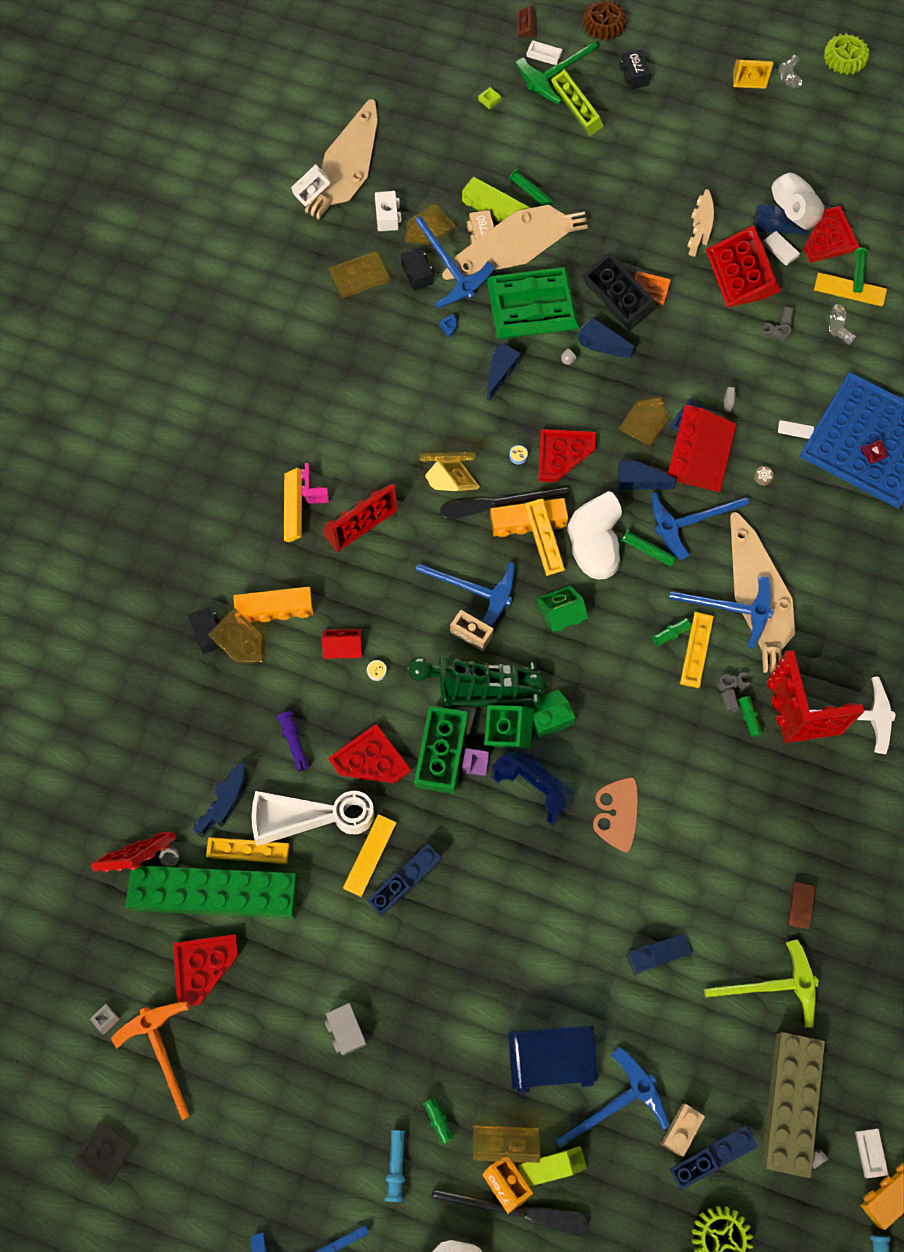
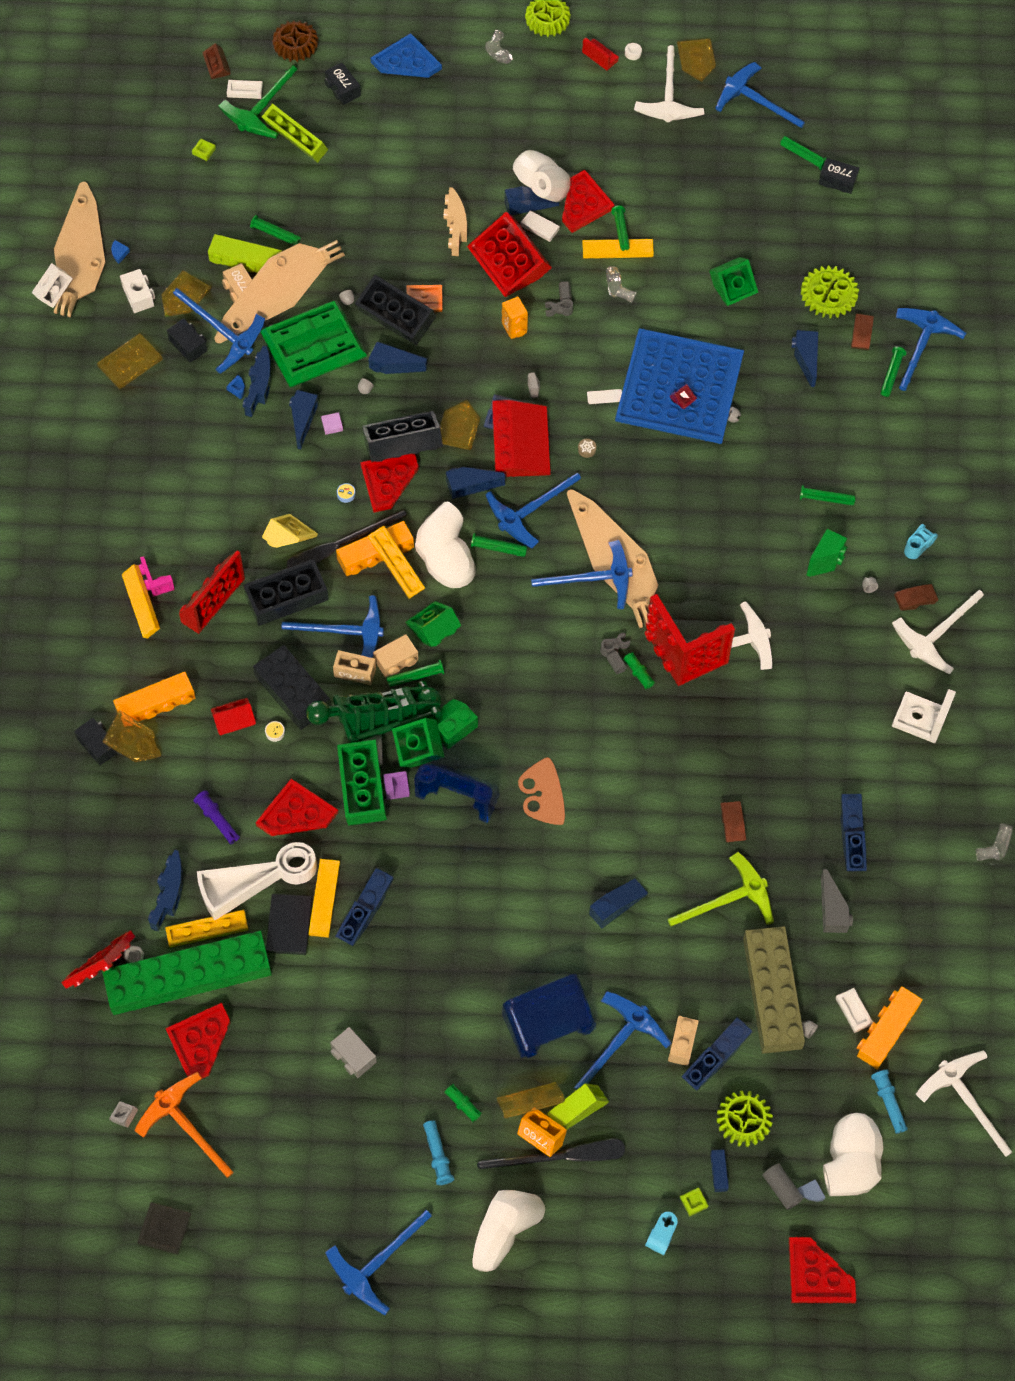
camera: 20 degrees left, 5 degrees down
(327, 872) = (288, 924): none -> black tile
(383, 170) = (119, 251): none -> blue tile
(405, 629) = (289, 684): none -> black brick
(430, 536) = (286, 592): none -> black brick
(448, 456) = (278, 512): clear yellow tile -> none
(473, 324) = (260, 382): none -> dark blue slope
(515, 630) = (396, 656): none -> tan brick
(526, 384) = (332, 423): none -> lavender tile
(528, 654) = (415, 674): none -> green axle
(578, 268) = (347, 297): none -> light grey hinge
(588, 415) = (402, 436): none -> black brick
(671, 632) = (543, 616): green pin -> none
(696, 650) = (572, 626): yellow tile -> none
(702, 61) = (406, 58): none -> blue plate
(731, 329) = (514, 317): none -> light orange brick
(751, 73) = (460, 59): yellow slope -> none
(881, 1034) = (834, 907): none -> dark grey slope
(885, 100) = (599, 53): none -> red panel

